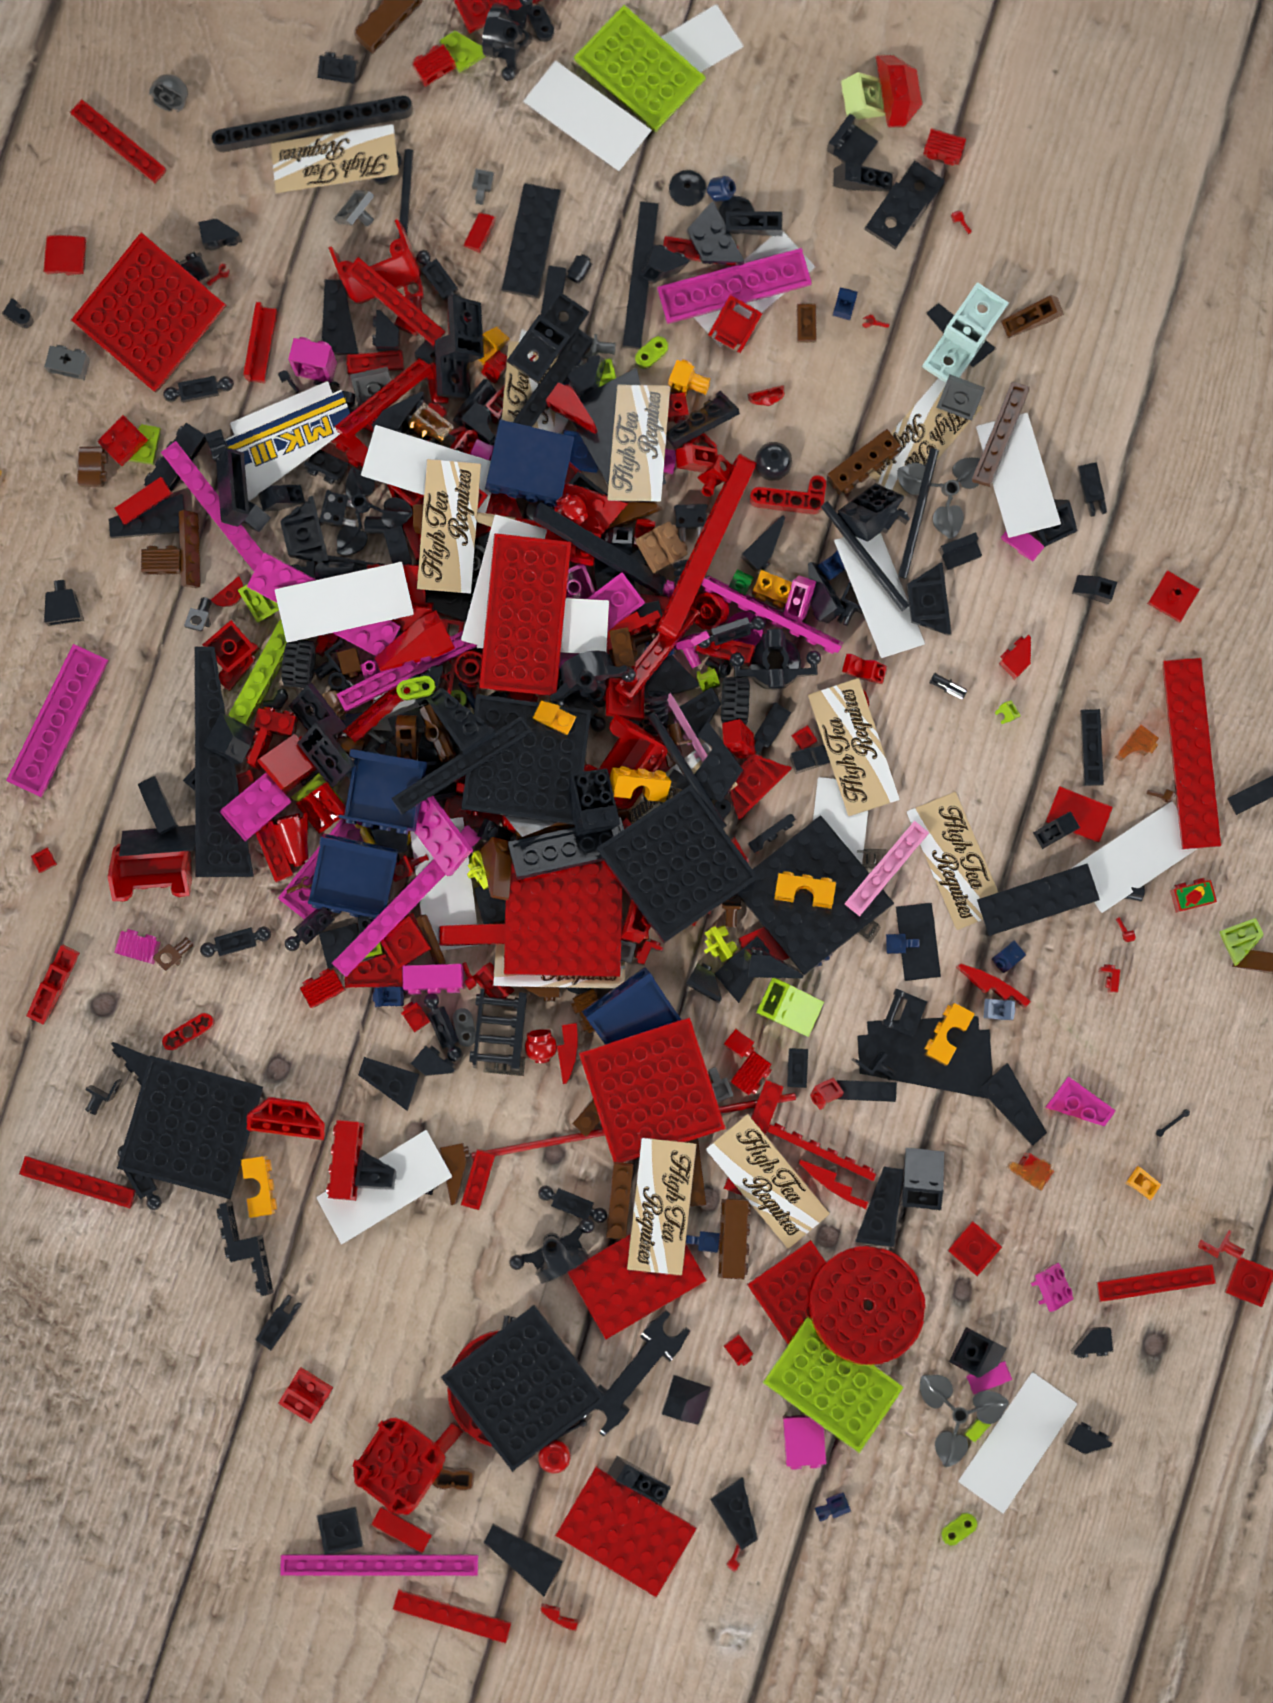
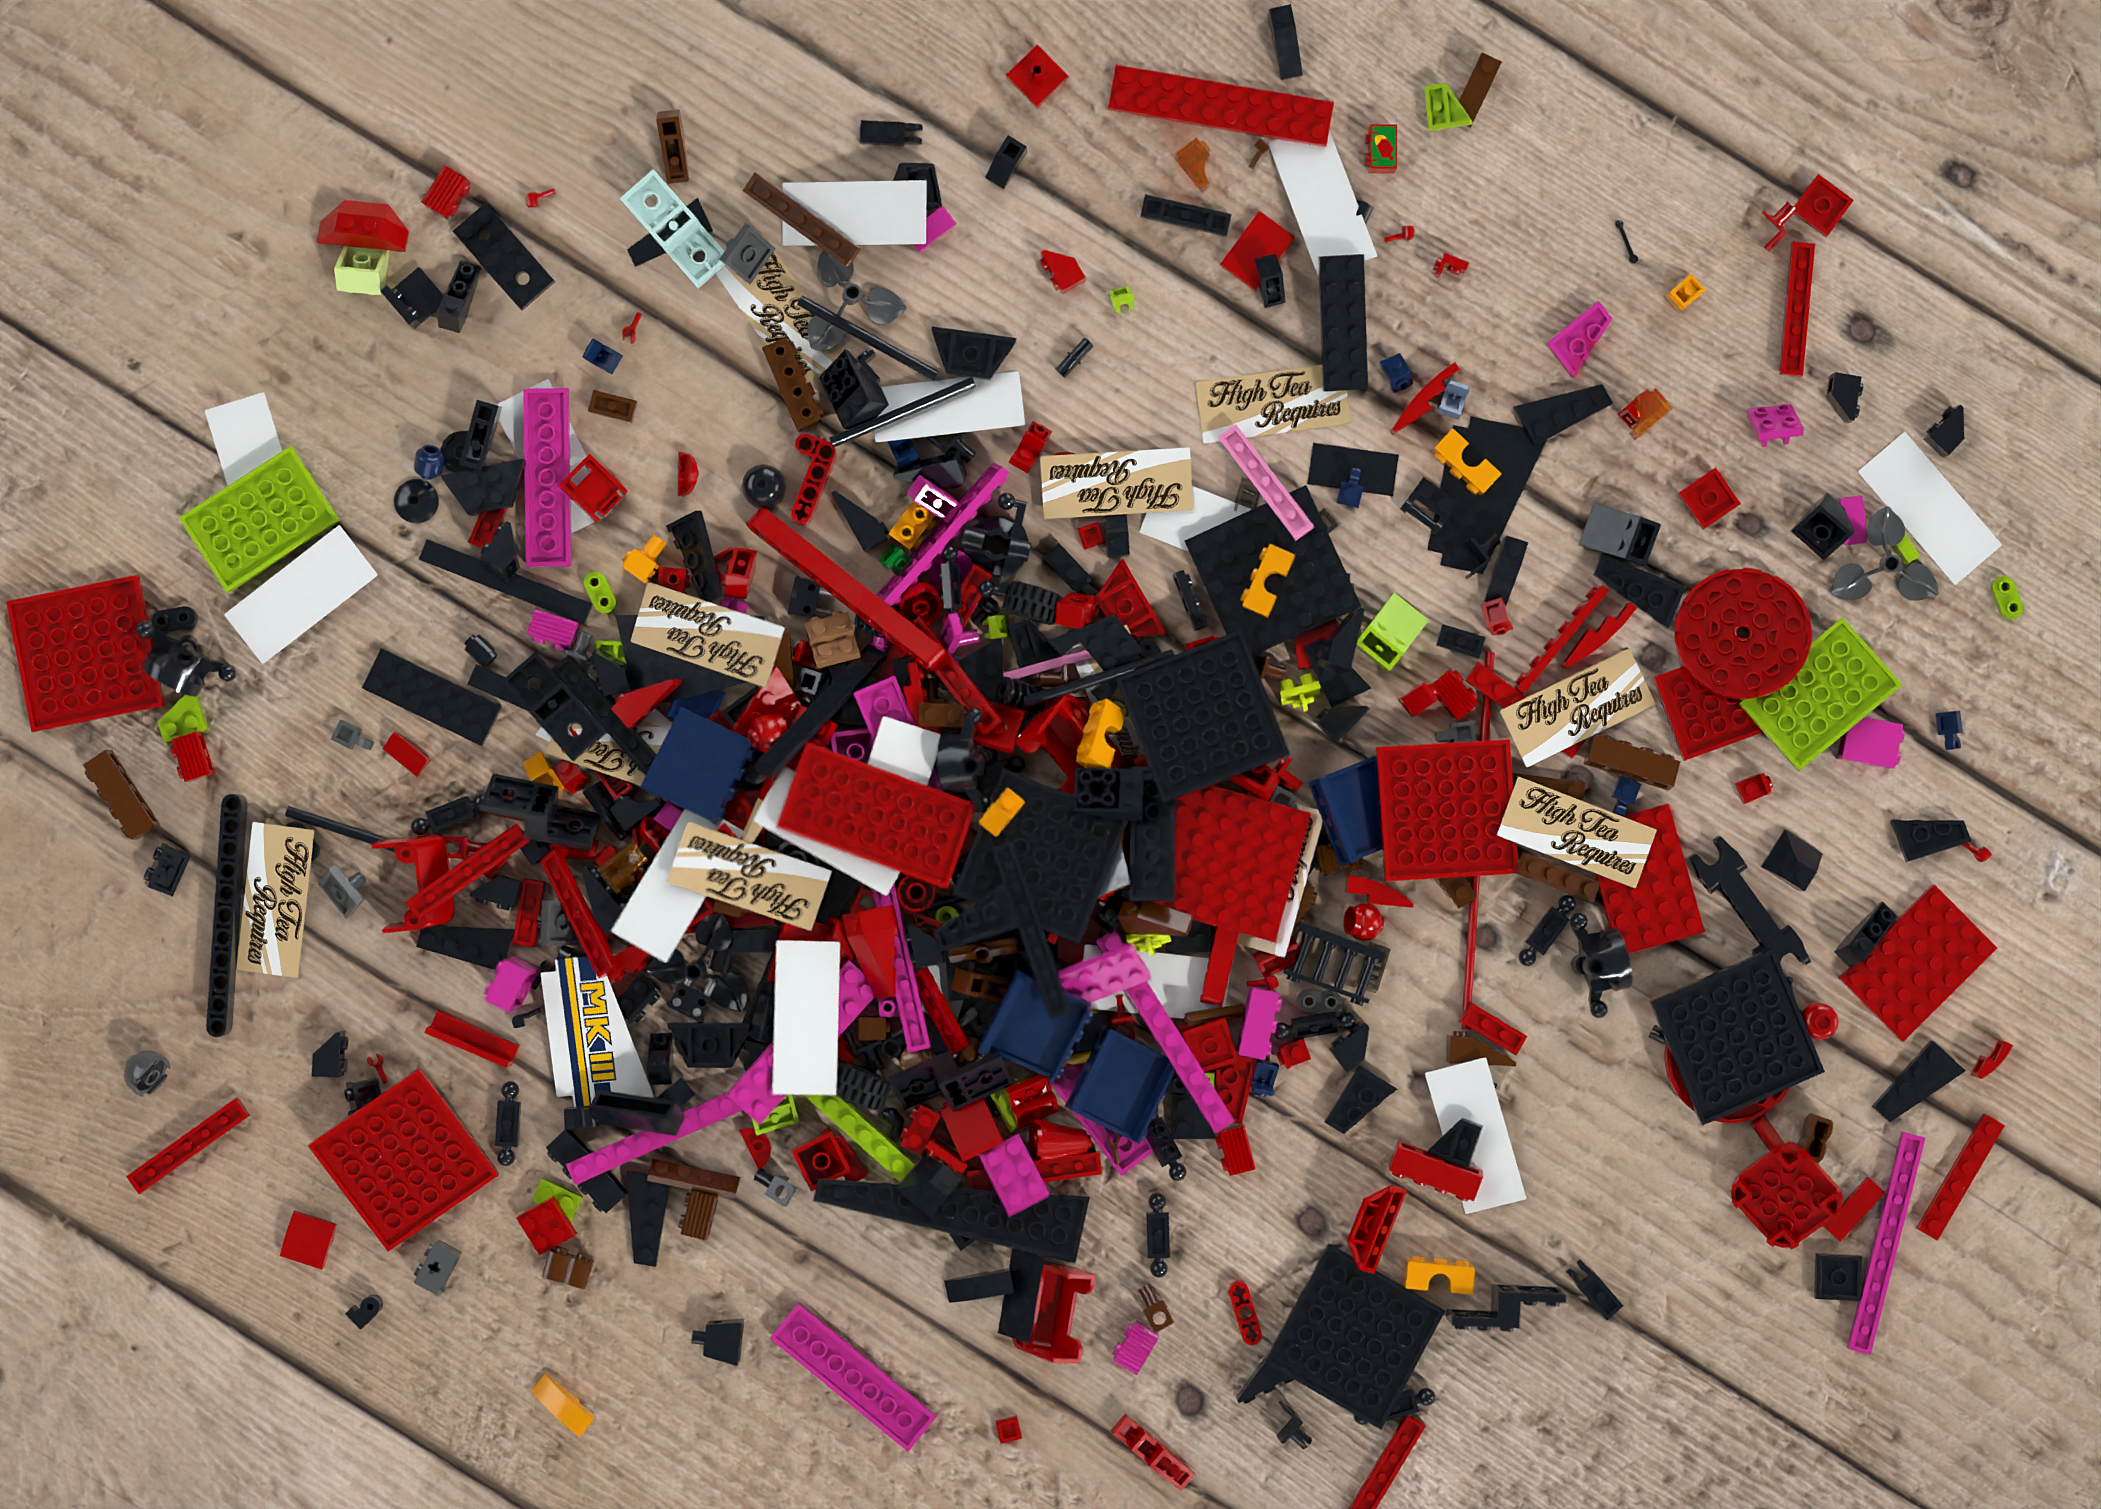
camera: 75 degrees left, 5 degrees up
(143, 500) = (625, 1218): red tile -> none
(305, 1395) = (1681, 1278): red slope -> none
(416, 687) = (928, 960): lime plate -> none
(611, 322) = (553, 629): none -> dark pink brick
(715, 476) = (765, 557): red bracket -> none
(960, 551) = (924, 302): black panel -> none

